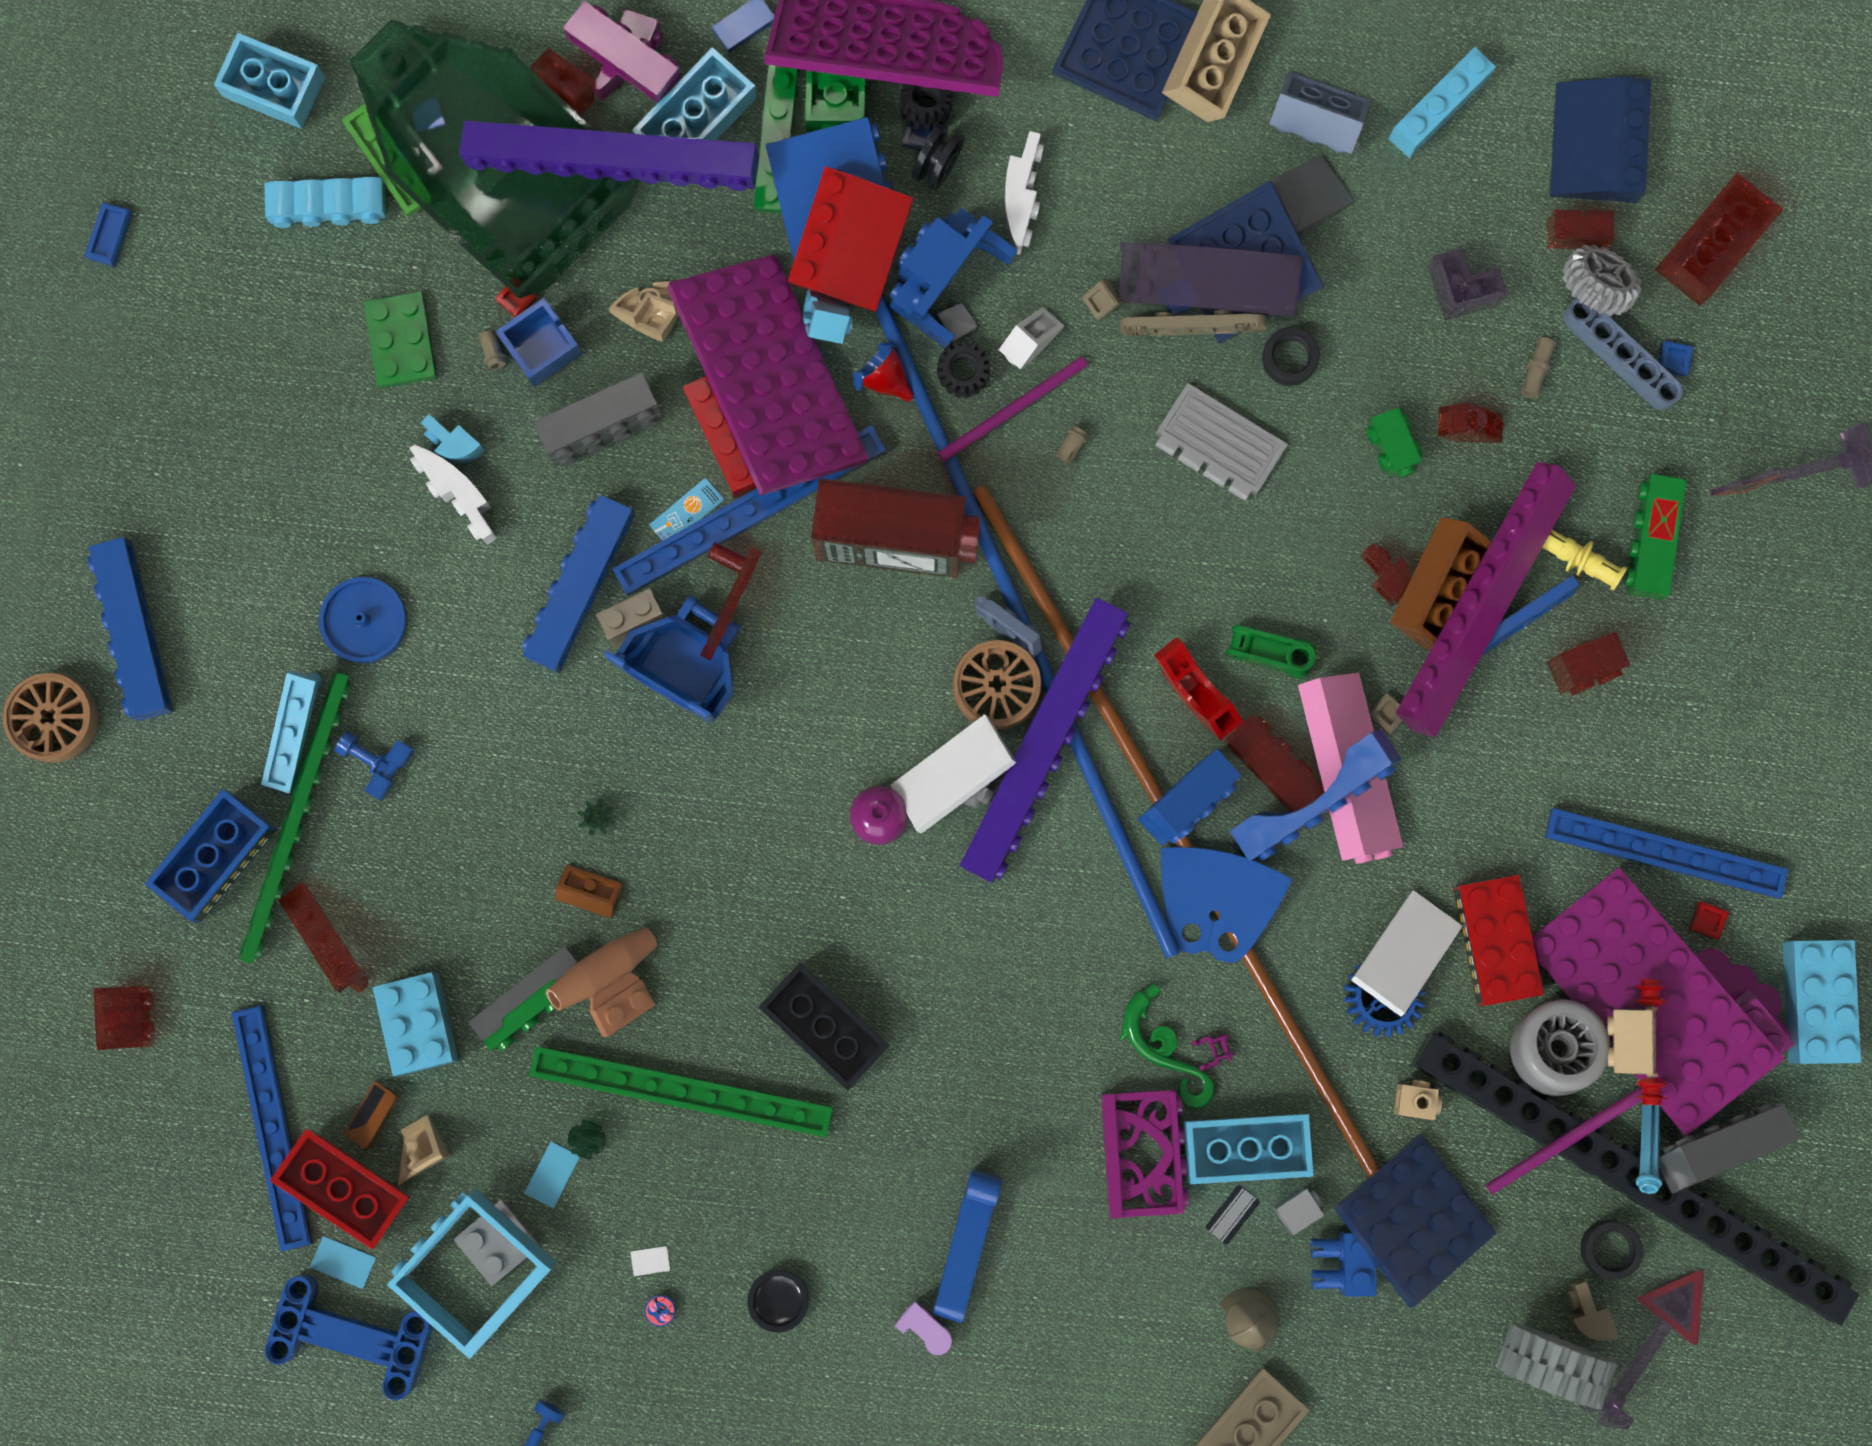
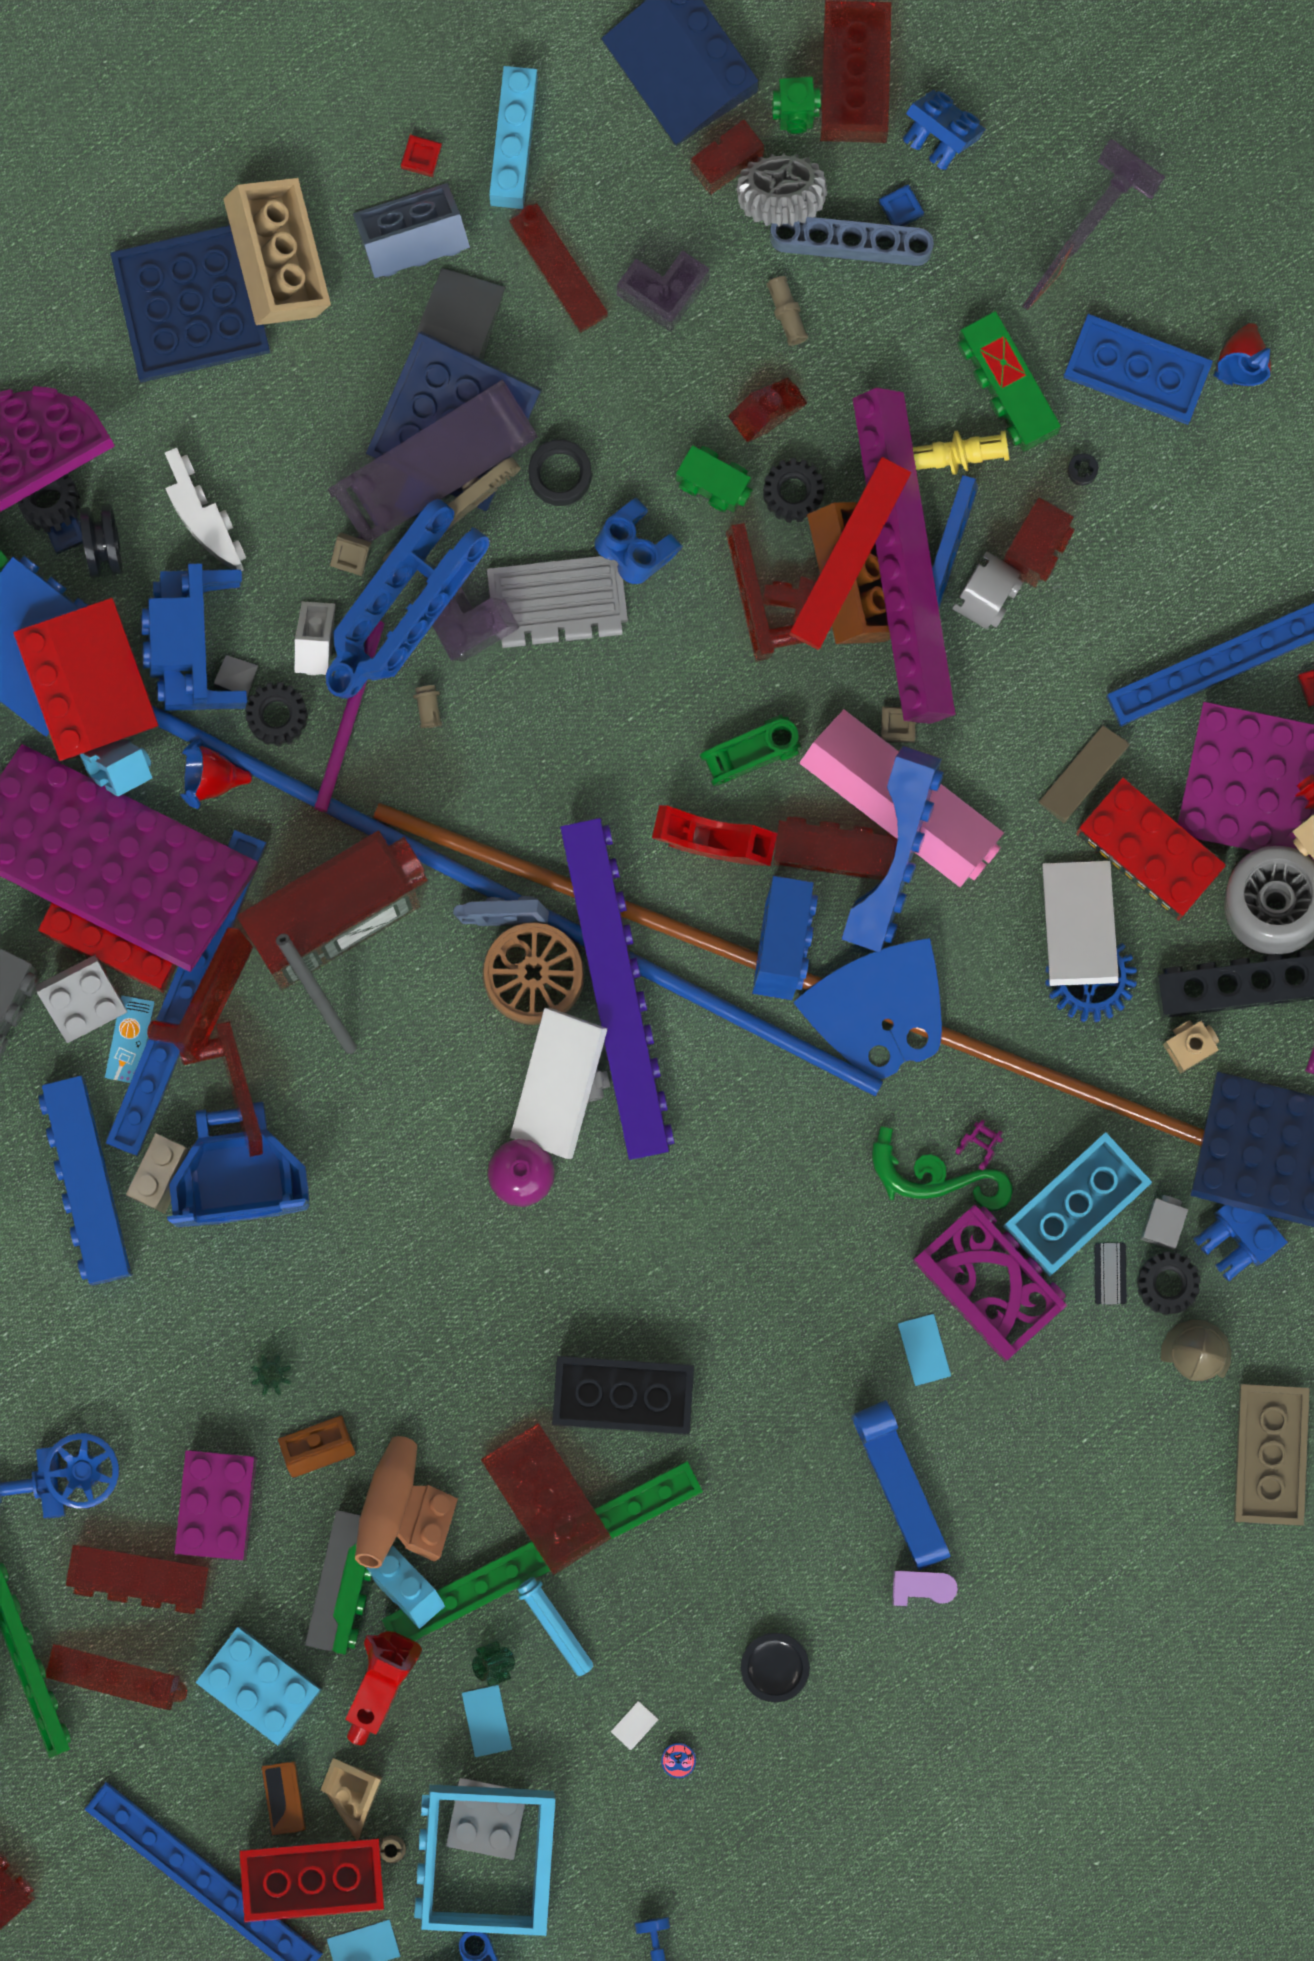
camera: 40 degrees left, 0 degrees up
(394, 883) = (138, 1577): none -> clear red brick
(415, 779) = (81, 1470): none -> blue wheel
(421, 1208) = (398, 1842): none -> dark tan pin
(486, 876) = (215, 1505): none -> magenta brick
(514, 1081) = (389, 1663): none -> red piece
(568, 1040) = (407, 1588): none -> medium azure brick
(649, 1147) = (555, 1626): none -> medium azure axle
(674, 457) = (81, 999): none -> light grey plate
(713, 1055) = (546, 1499): none -> clear red plate
(759, 525) = (209, 998): none -> clear red piece
(833, 573) = (316, 993): none -> dark grey piece
(1059, 1162) = (924, 1349): none -> medium azure sticker
(1138, 329) = (355, 666): none -> blue piece
(1139, 410) = (470, 630): none -> clear purple brick
(1249, 1255) = (1147, 1283): none -> black tyre
(1296, 445) = (630, 548): none -> blue piece
(1341, 579) = (762, 638): none -> clear red piece
(1367, 68) = (421, 155): none -> red tile
(1401, 215) = (558, 268): none -> clear red piece
(1451, 566) = (850, 553): none -> red tile
(1456, 482) = (793, 470): none -> black tyre
(1492, 850) = (1084, 774): none -> dark tan slope
(1526, 670) = (988, 591): none -> light grey brick
(1659, 229) = (796, 104): none -> green brick
(1668, 642) = (1092, 466): none -> black bush
(1753, 314) = (939, 116): none -> blue plate
(1754, 599) = (1138, 369): none -> blue plate
(1837, 651) = (1244, 358): none -> blue hat

